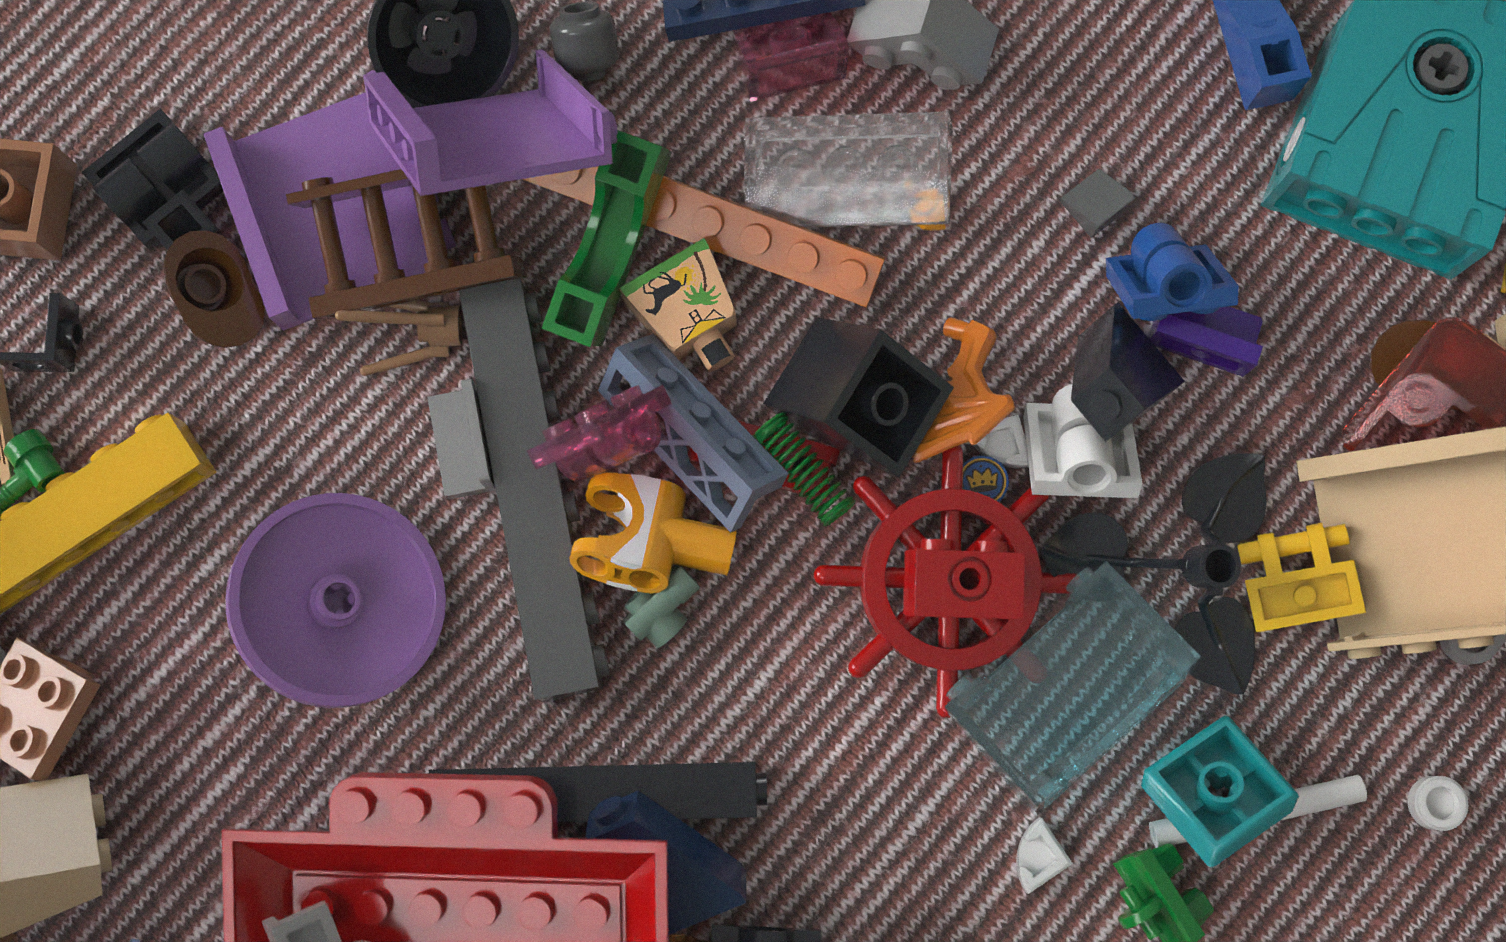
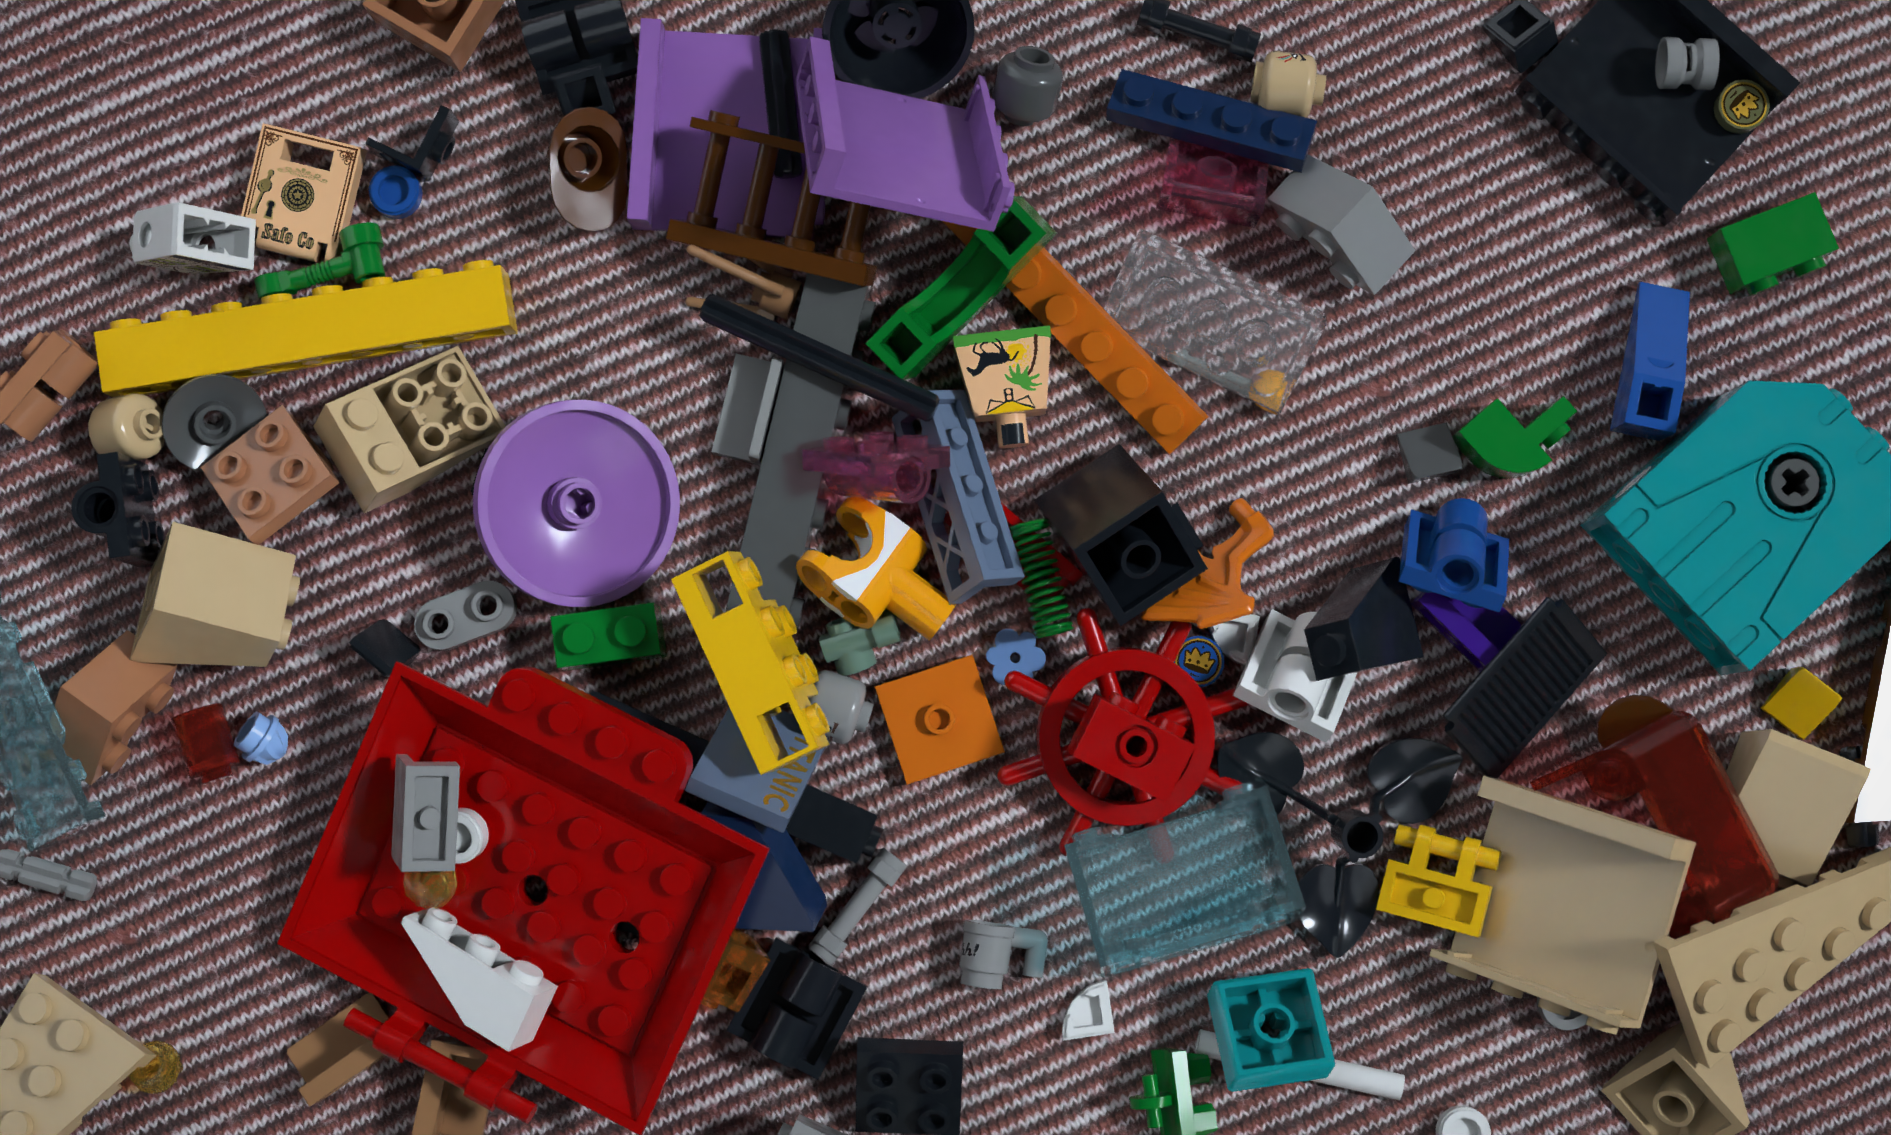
camera: 25 degrees right, 5 degrees up
(45, 395) = (395, 192): none -> blue tile
(145, 606) = (408, 428): none -> tan slope
(209, 817) = (384, 645): none -> black slope
(278, 757) = (464, 615): none -> light grey plate
(366, 152) = (780, 98): none -> black axle
(423, 712) = (608, 636): none -> green brick
(504, 360) = (819, 357): none -> black axle
(568, 665) = (754, 659): none -> yellow piece
(618, 764) = (732, 781): none -> sand blue tile
(666, 679) = (843, 705): none -> light grey head
(765, 904) = (830, 941): none -> light grey bar
(770, 645) = (939, 719): none -> orange plate
(802, 544) = (1009, 642): none -> medium blue plant
(918, 842) = (988, 950): none -> light grey piece
(1162, 163) = (1504, 447): none -> green brick
(1286, 367) = (1522, 687): none -> black window

